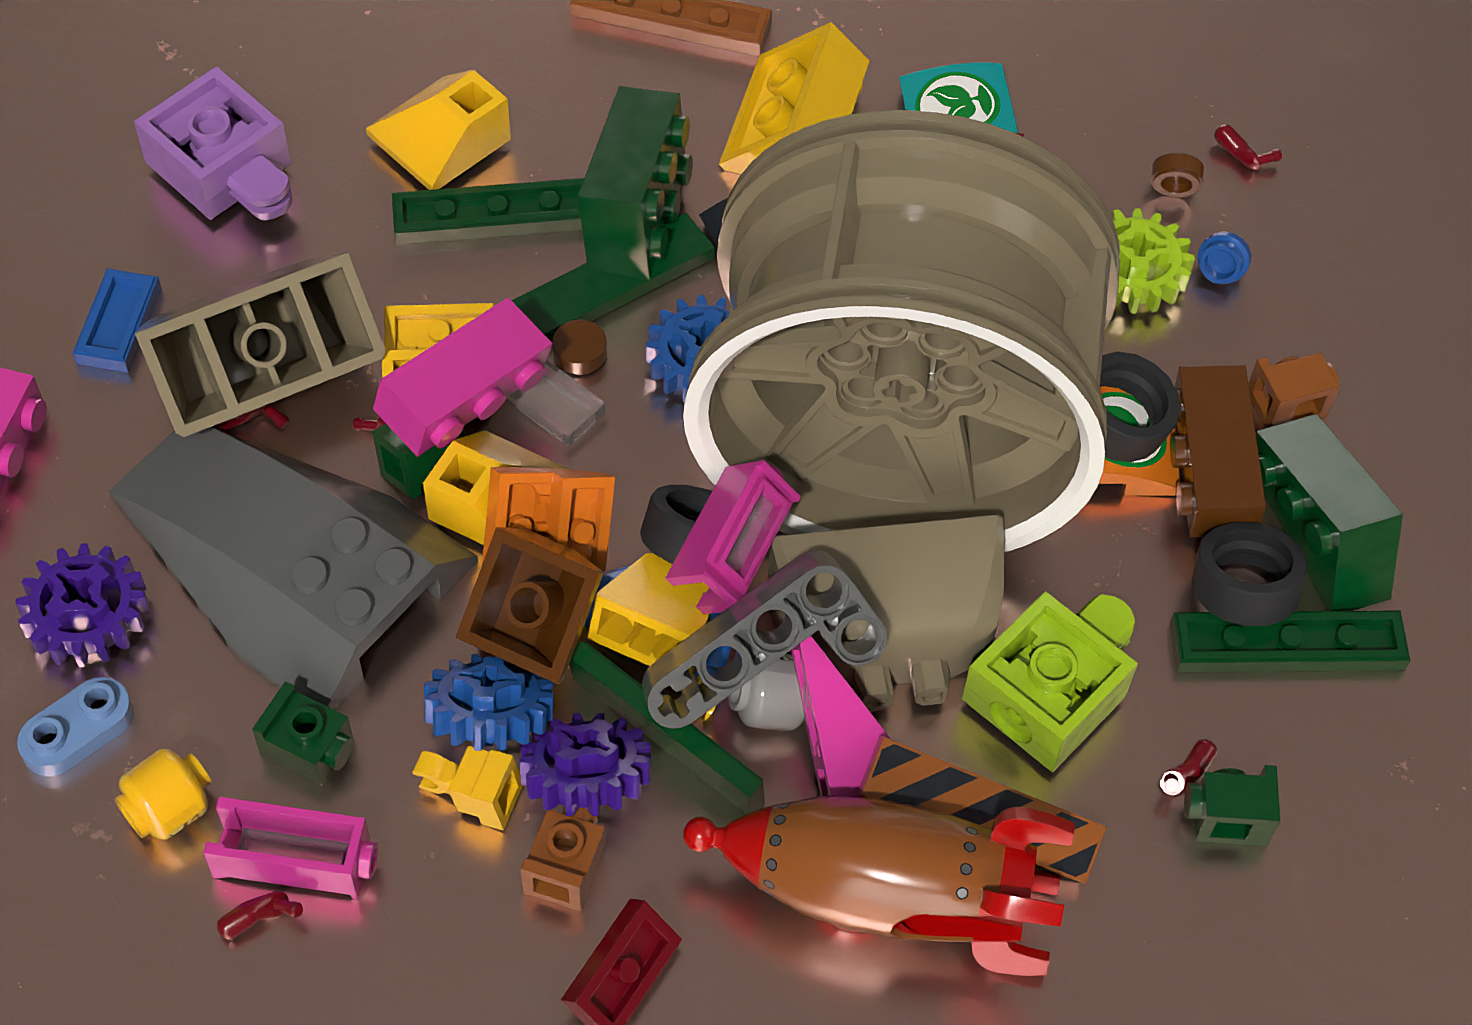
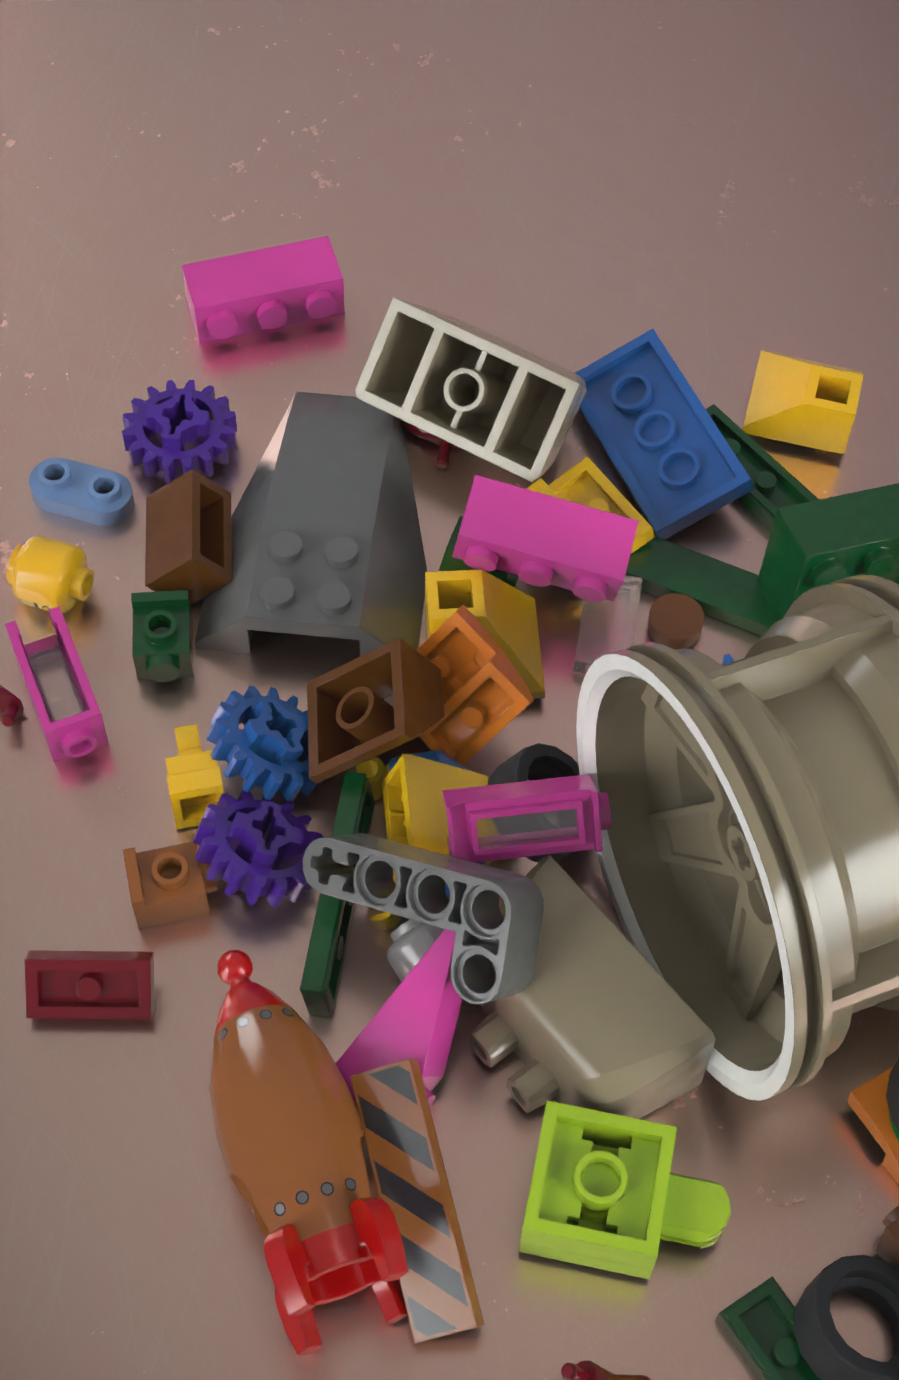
camera: 60 degrees right, 0 degrees up
(117, 312) = (466, 299): blue tile -> none
(218, 148) = (648, 265): medium lavender brick -> none
(220, 656) = (189, 537): none -> reddish brown piece
(402, 243) = (660, 436): none -> blue plate

